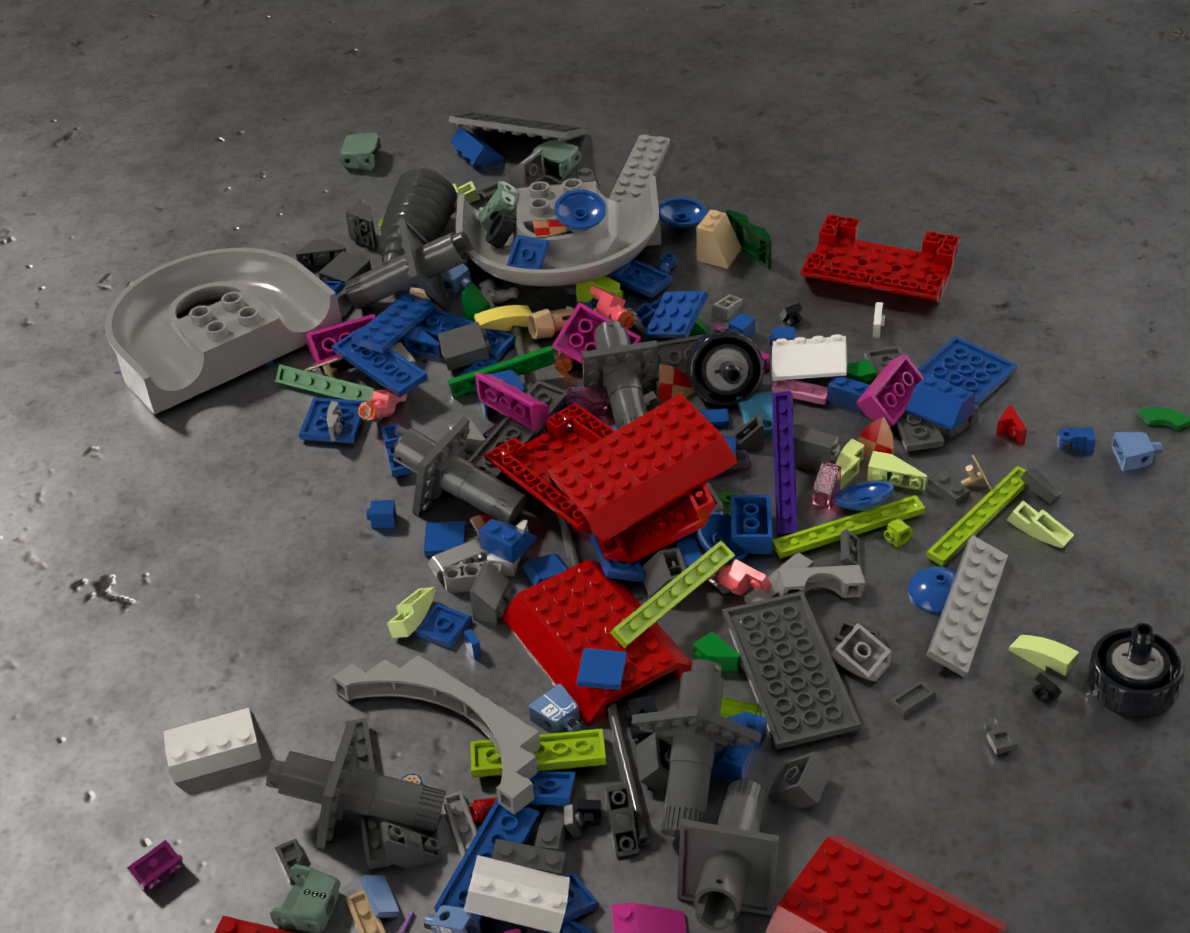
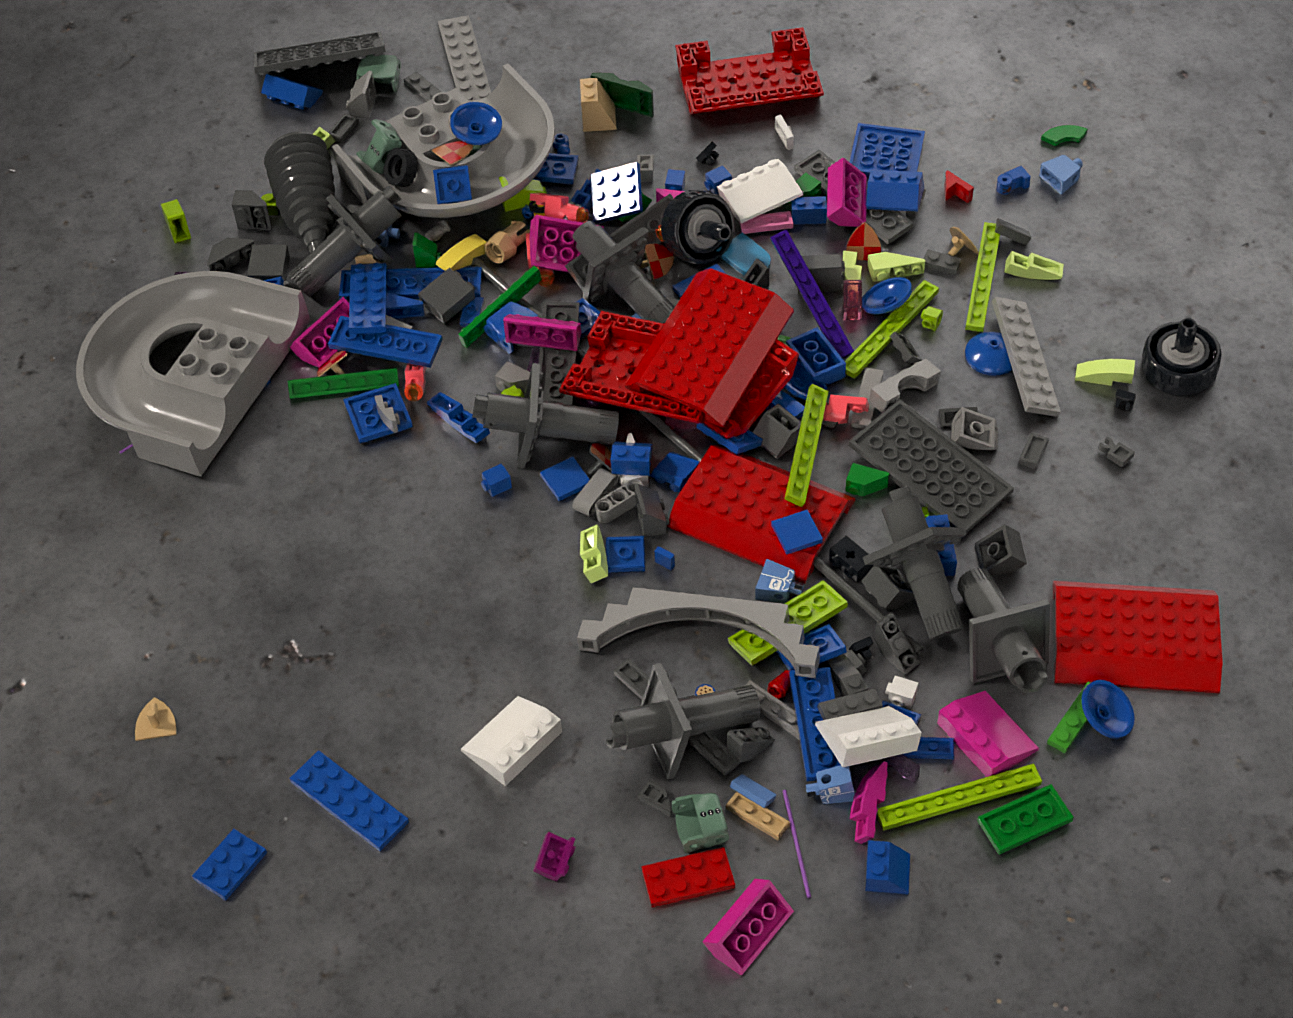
camera: 30 degrees left, 10 degrees up
(38, 732) = (349, 800): none -> blue plate
(302, 213) = (176, 221): none -> lime slope
(358, 148) = (177, 133): sand green piece -> none
(589, 398) = (599, 301): clear pink slope -> none
(595, 872) = (902, 692): none -> white brick
(682, 212) = (548, 86): blue dish -> none

